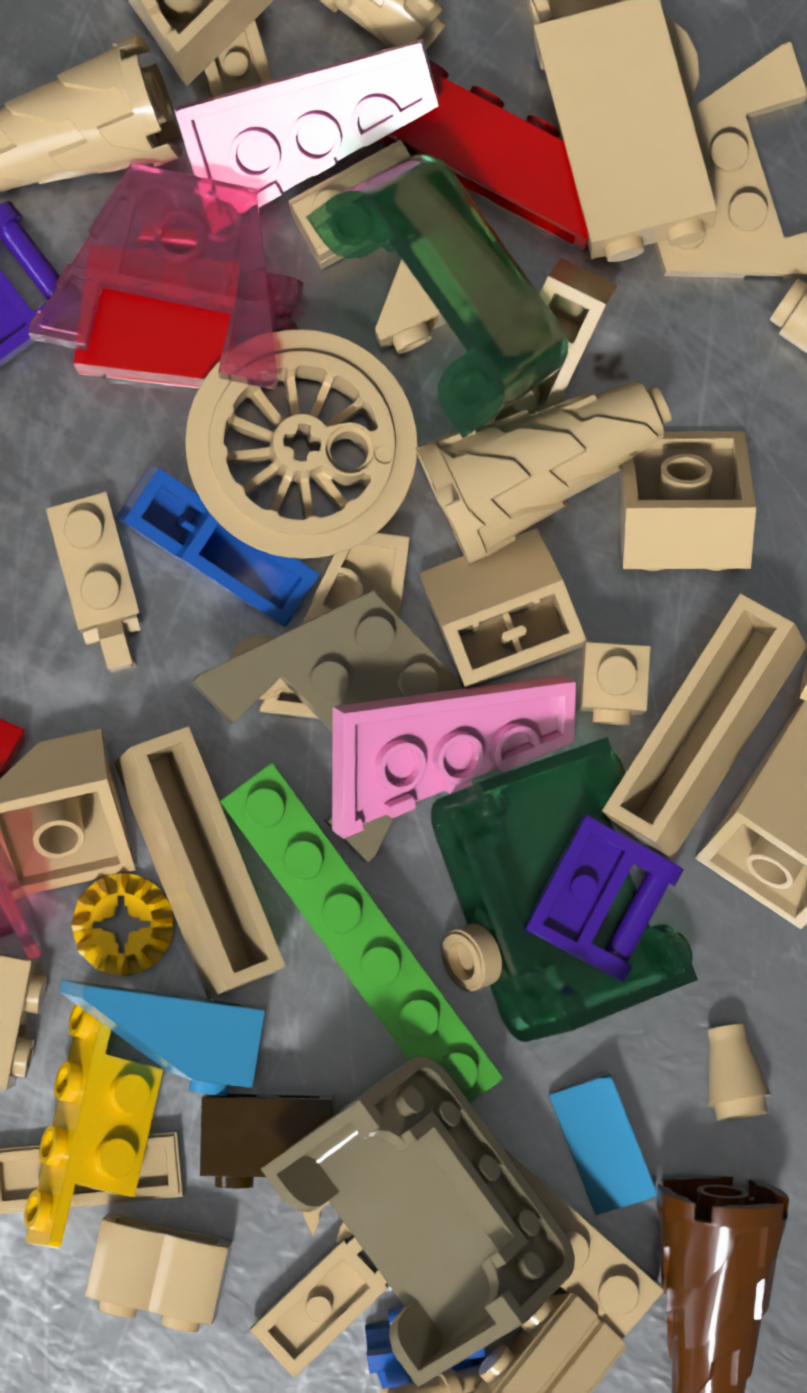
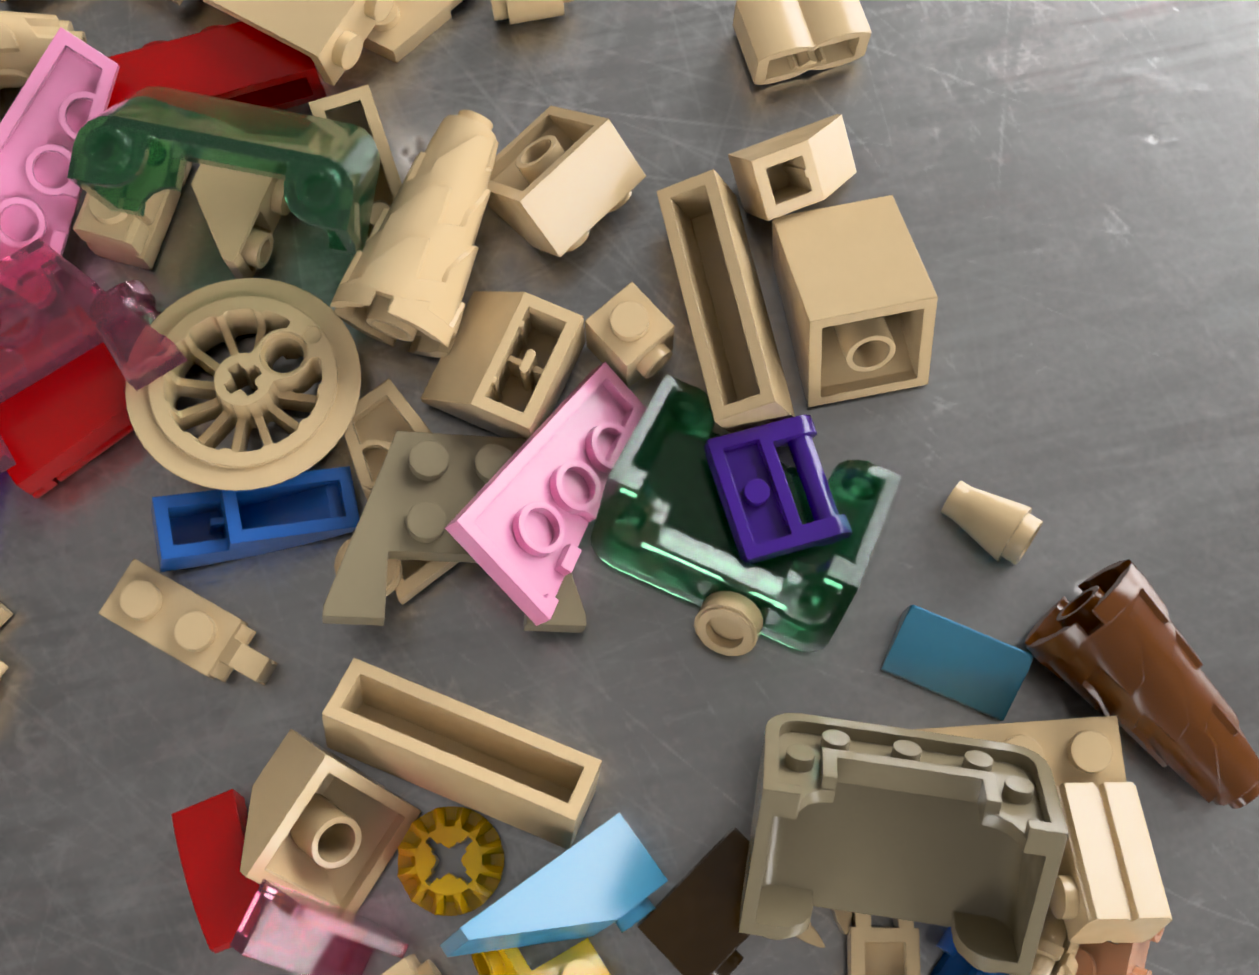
camera: 50 degrees left, 10 degrees down
(357, 930) = (623, 684): bright green brick -> none

